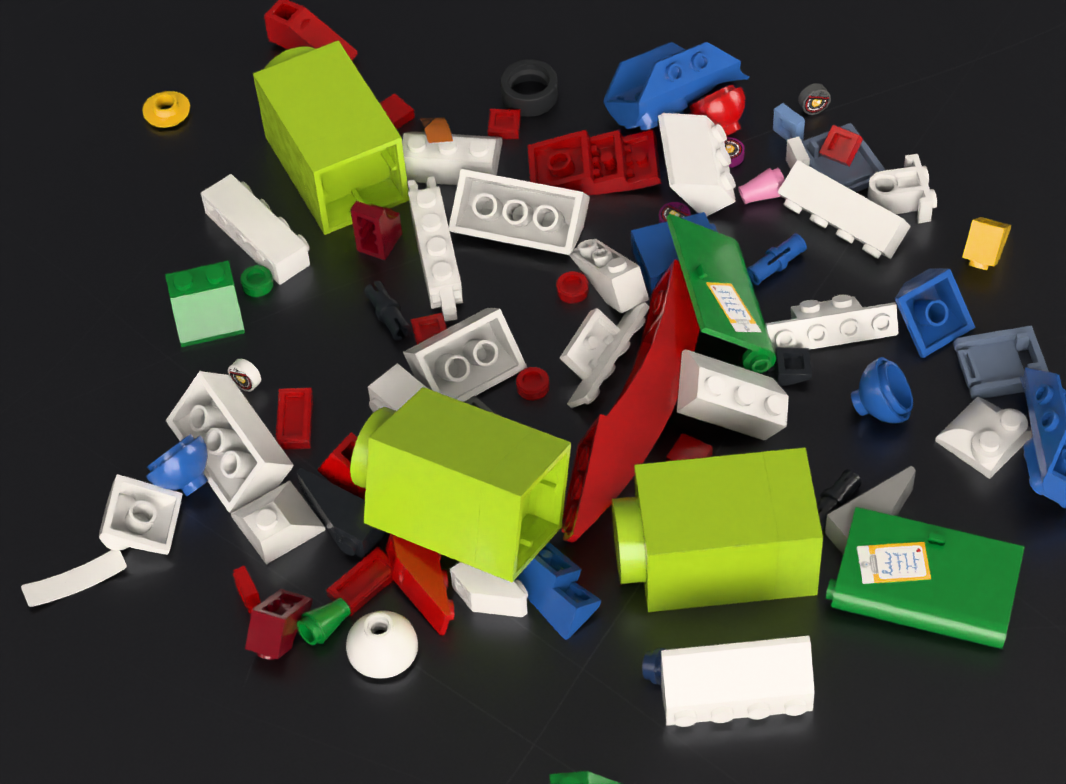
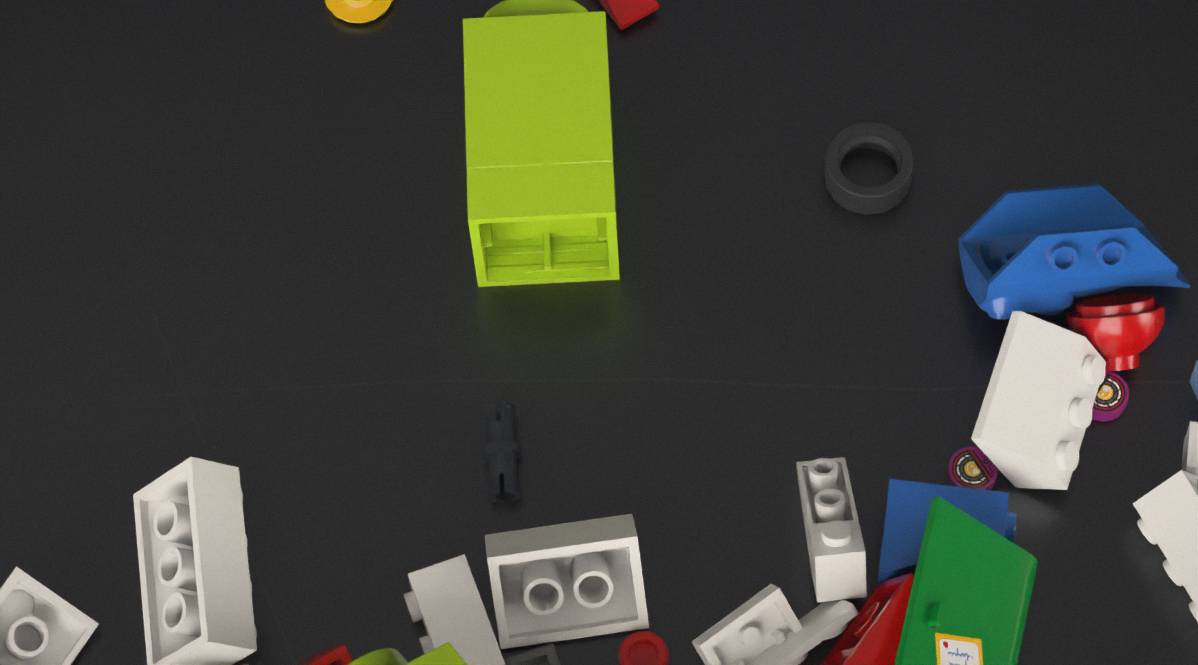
camera: 25 degrees right, 10 degrees up
(181, 466) = (109, 584): blue piece -> none
(205, 303) = (262, 337): slope -> none
(244, 375) = (262, 472): white tile -> none
(256, 228) = (384, 243): white brick -> none
(256, 281) = (351, 324): green tile -> none
(294, 418) = (299, 568): red tile -> none
(375, 229) = (543, 316): dark red arch -> none
(397, 110) = (661, 127): red tile -> none
(427, 326) = (543, 505): red tile -> none
(435, 248) = (609, 383): white hinge -> none
(437, 130) = (697, 189): orange sticker -> none
(448, 158) = (704, 236): white slope -> none
(504, 123) = (807, 211): red tile -> none
(518, 212) = (751, 374): white slope -> none
(572, 287) = (773, 524): red tile -> none
(597, 162) = (898, 334): red slope -> none
(762, 186) = (1122, 478): bright pink cone -> none
(791, 248) = (1114, 598): blue pin -> none

